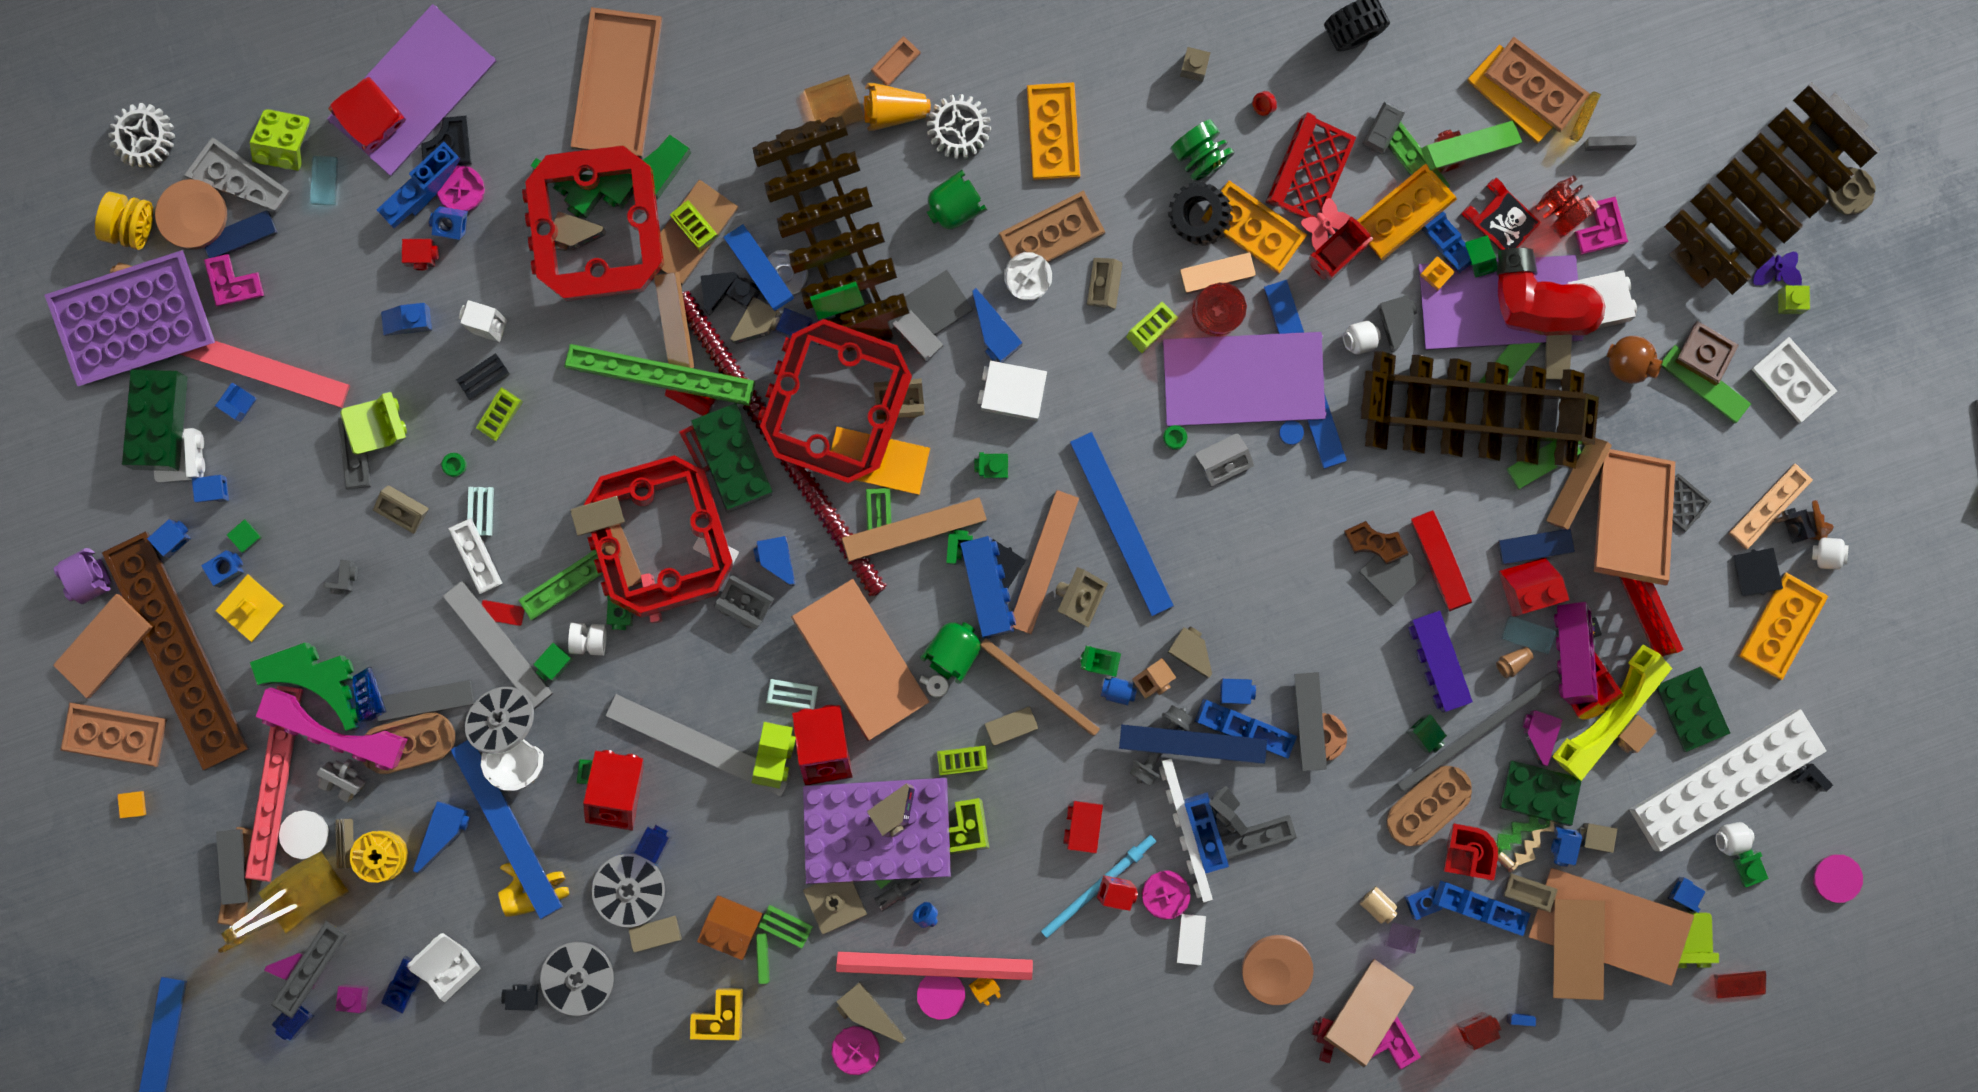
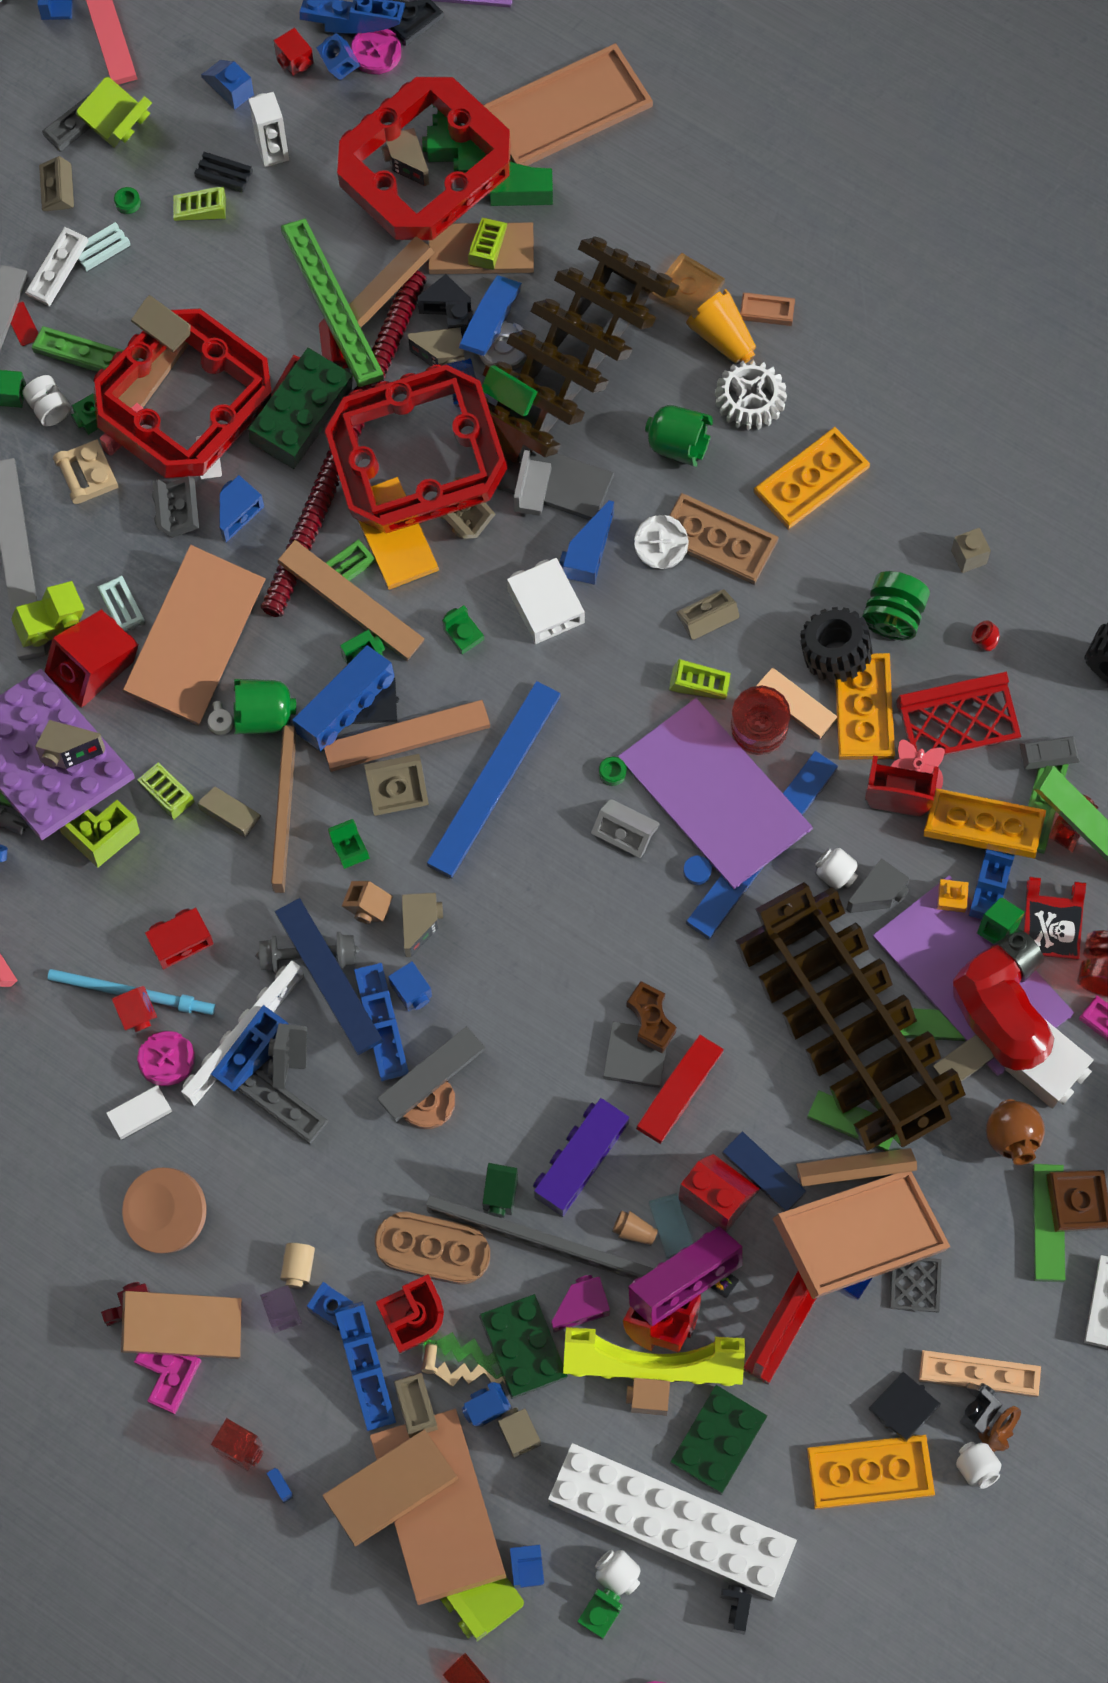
camera: 55 degrees right, 15 degrees down
(664, 640) = (94, 468): none -> tan plate
(1118, 690) = (332, 880): blue brick -> none

